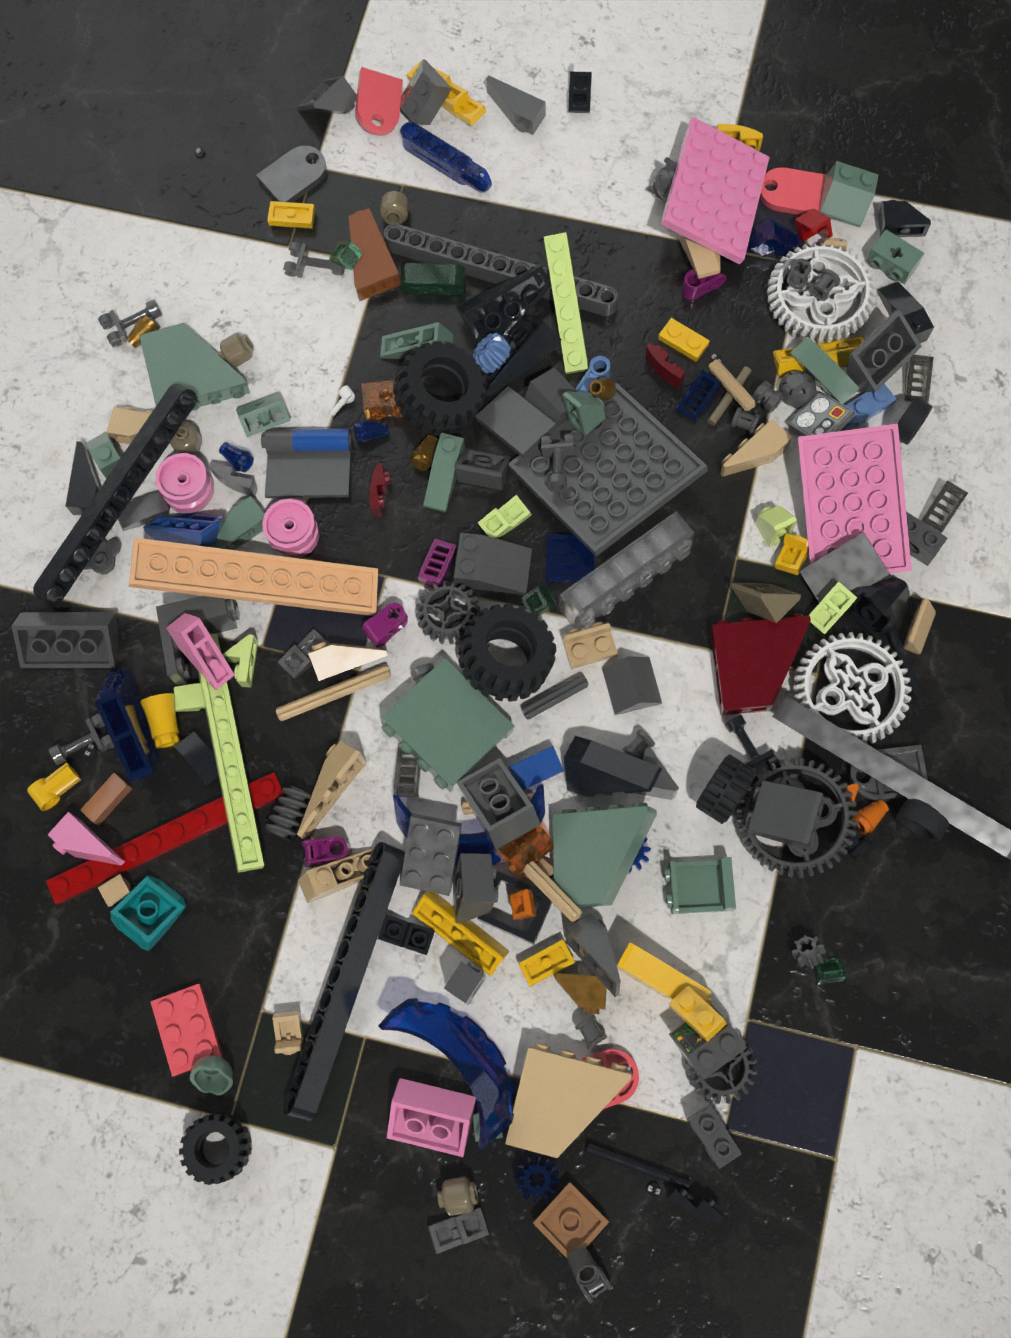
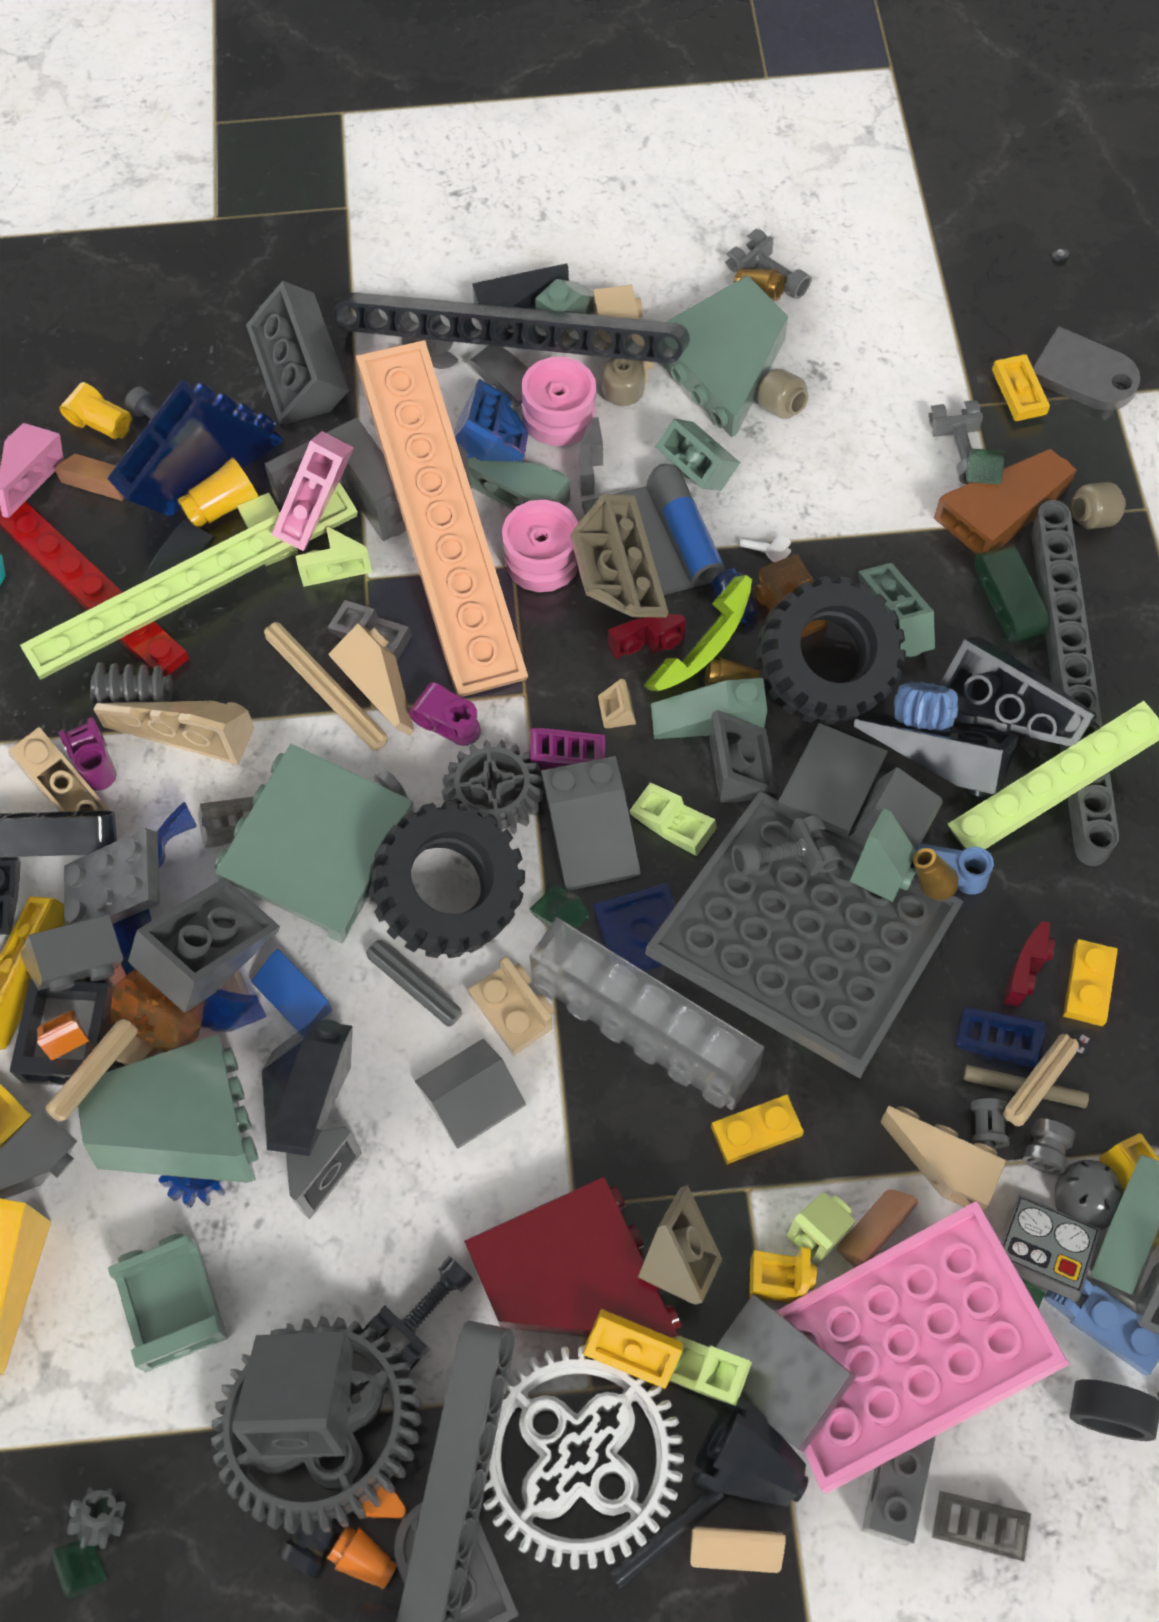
camera: 65 degrees right, 10 degrees down
(238, 458) = (625, 451): clear blue cone -> none
(329, 483) = (617, 558): none -> dark tan wedge
(383, 431) = (732, 606): none -> lime slope
(417, 524) = (616, 706): none -> tan slope
(639, 744) = (371, 1131): dark grey bush -> none
(706, 540) = (757, 1129): none -> yellow plate
(725, 789) = (327, 1283): black tyre -> none
(779, 493) = (876, 1227): none -> nougat slope
(811, 639) = (633, 1348): none -> yellow plate

